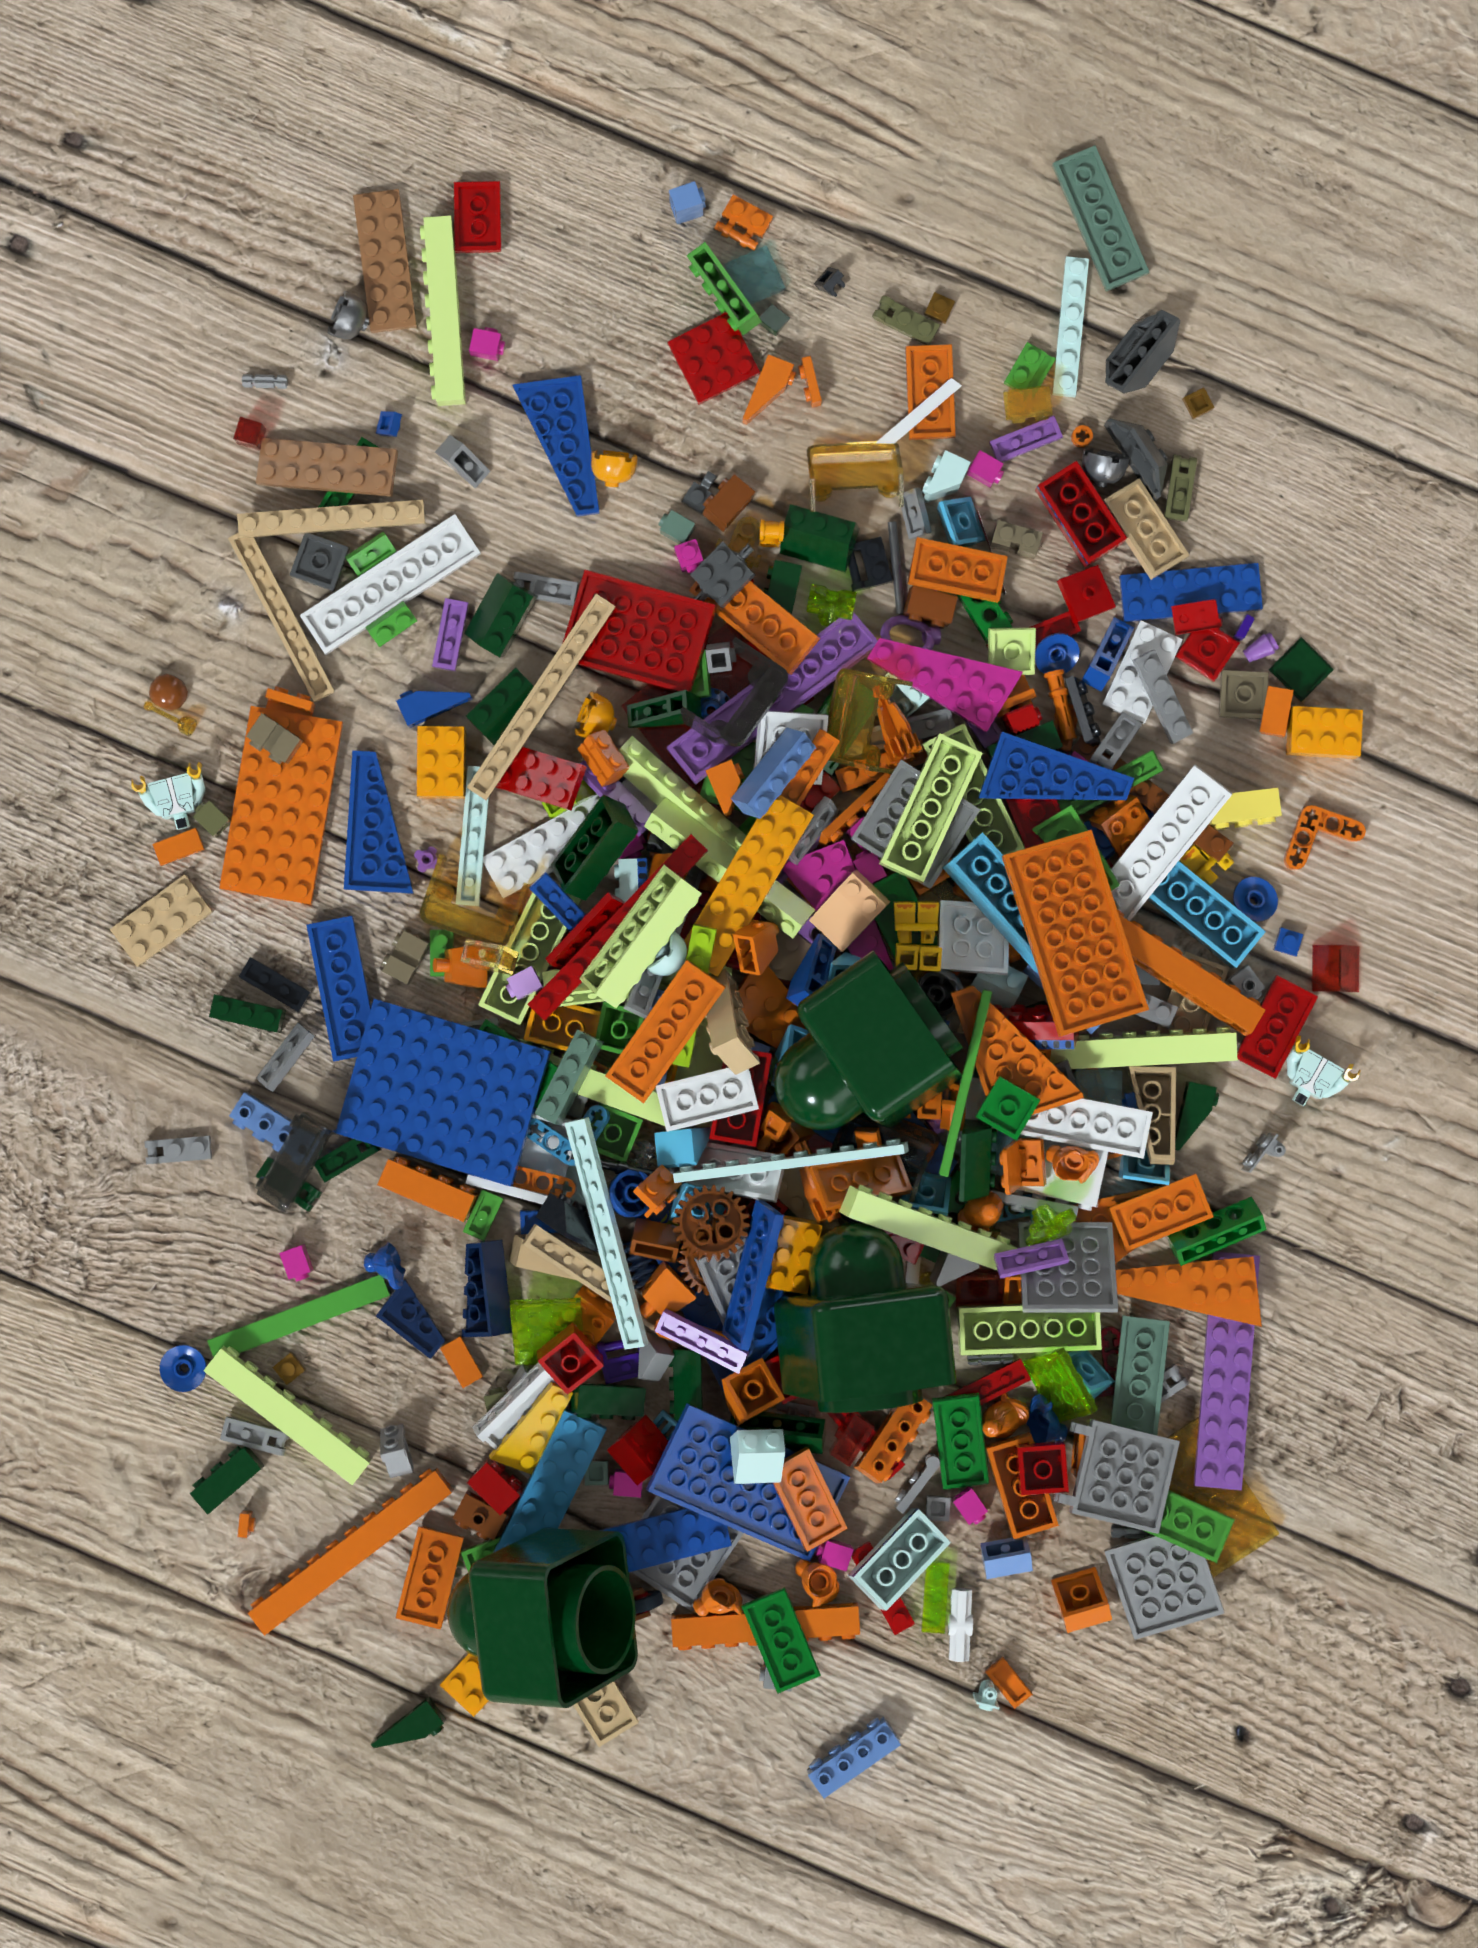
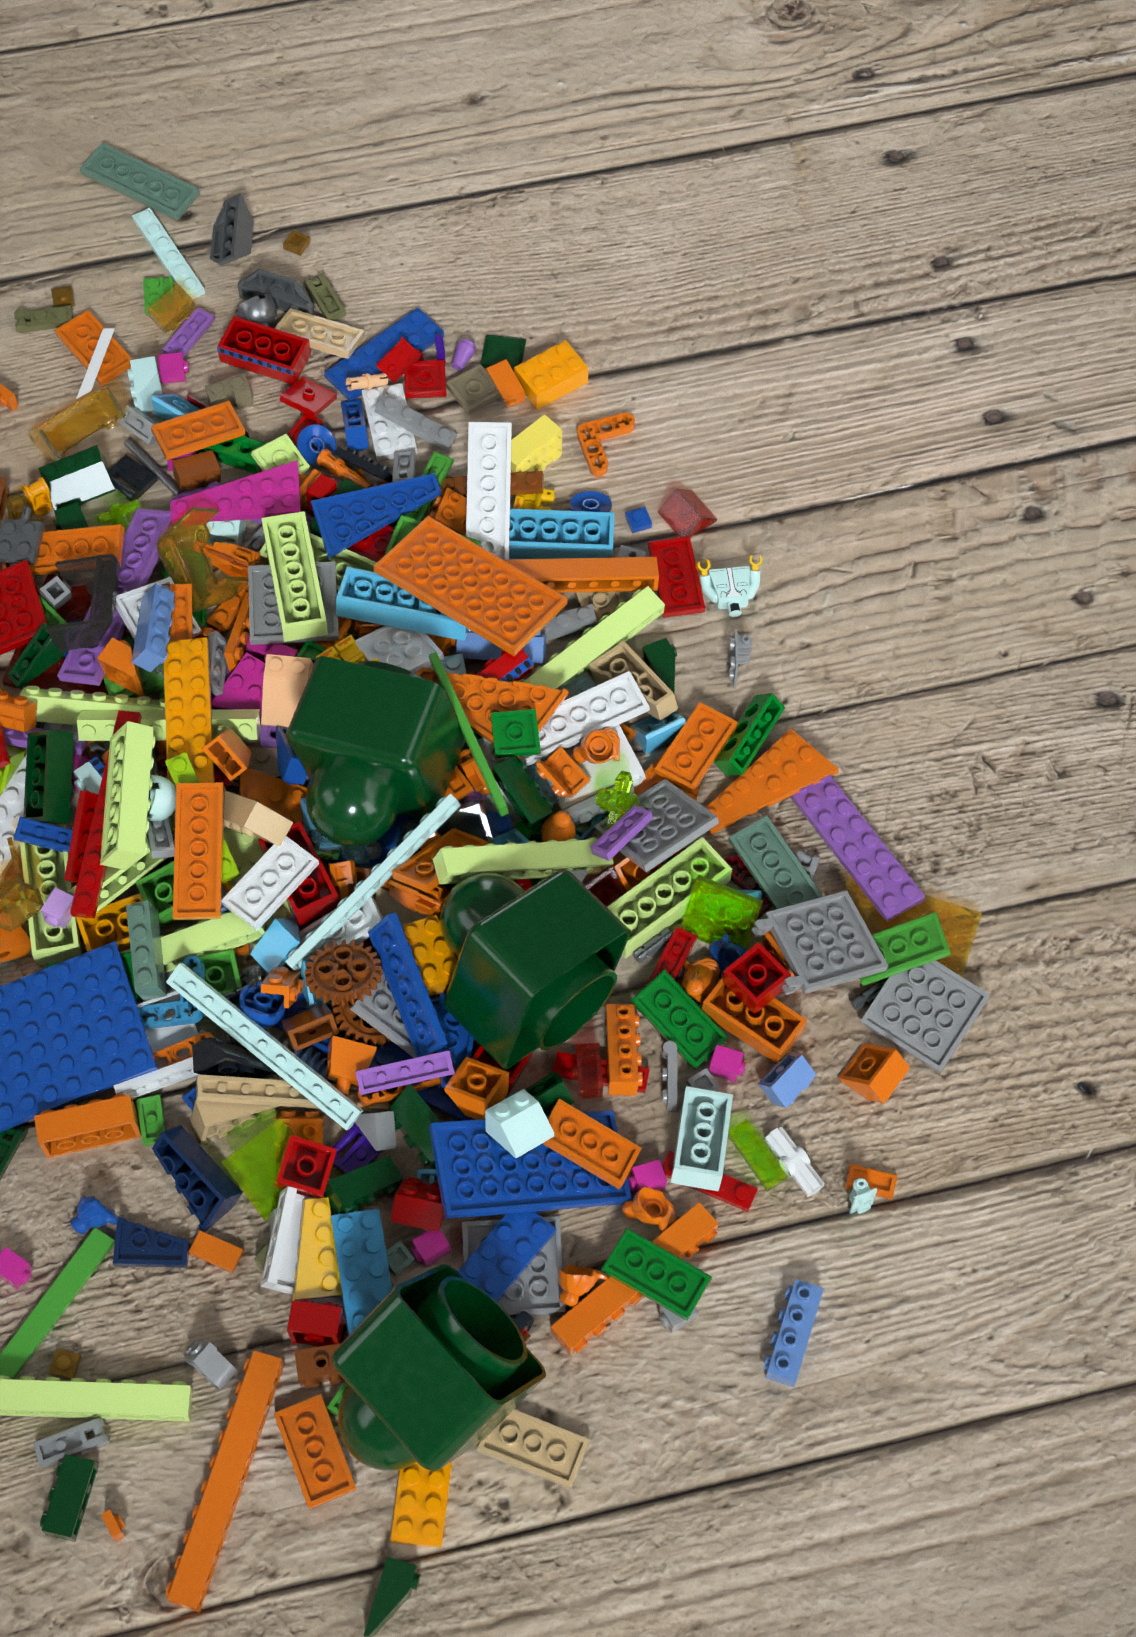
camera: 35 degrees left, 25 degrees down
(1087, 441) = (228, 304): orange bush -> none
(1149, 619) = (366, 381): none -> light nougat pin

